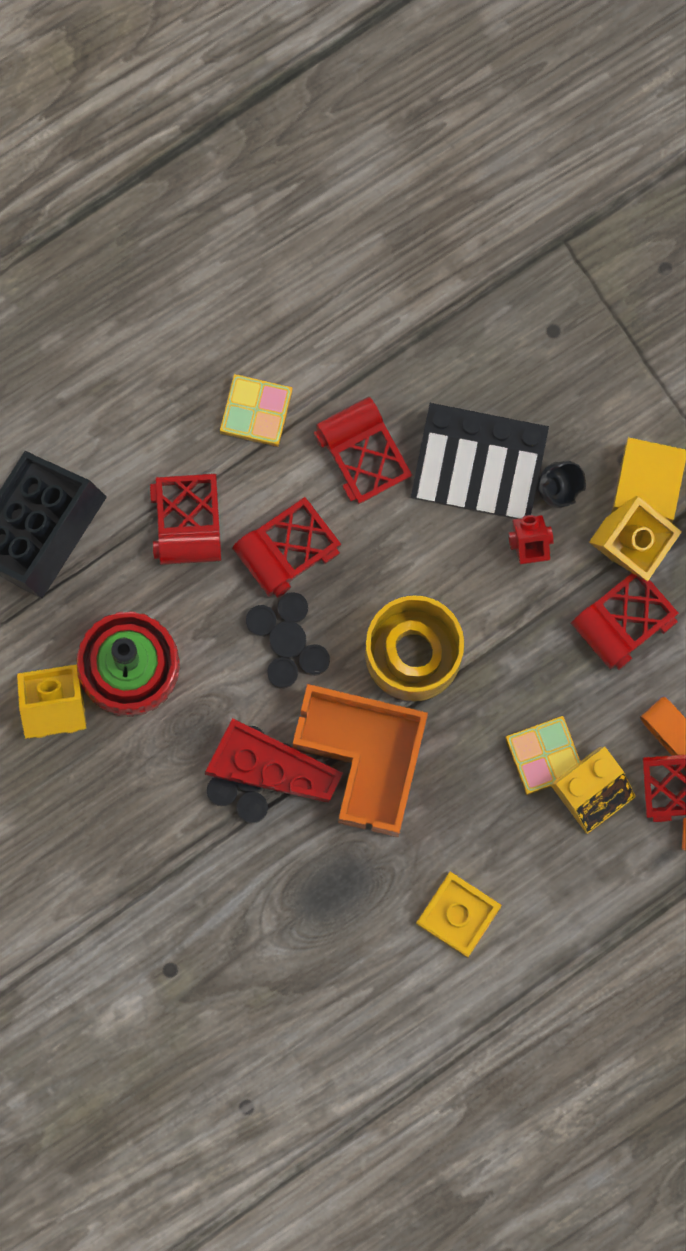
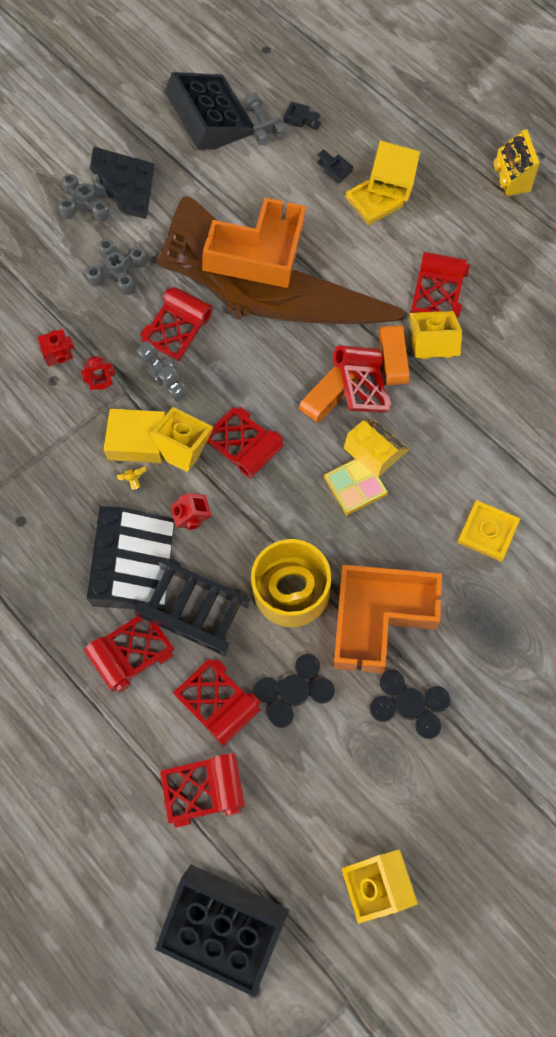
camera: 90 degrees left, 10 degrees down
(128, 663) = (337, 821): red wheel -> none
(256, 410) = (101, 744): tile -> none
(267, 763) = (401, 690): red wing -> none
(391, 503) = (172, 620): none -> black fence
(561, 483) = (143, 496): black hair -> none
(595, 472) = (132, 477): none -> yellow plant

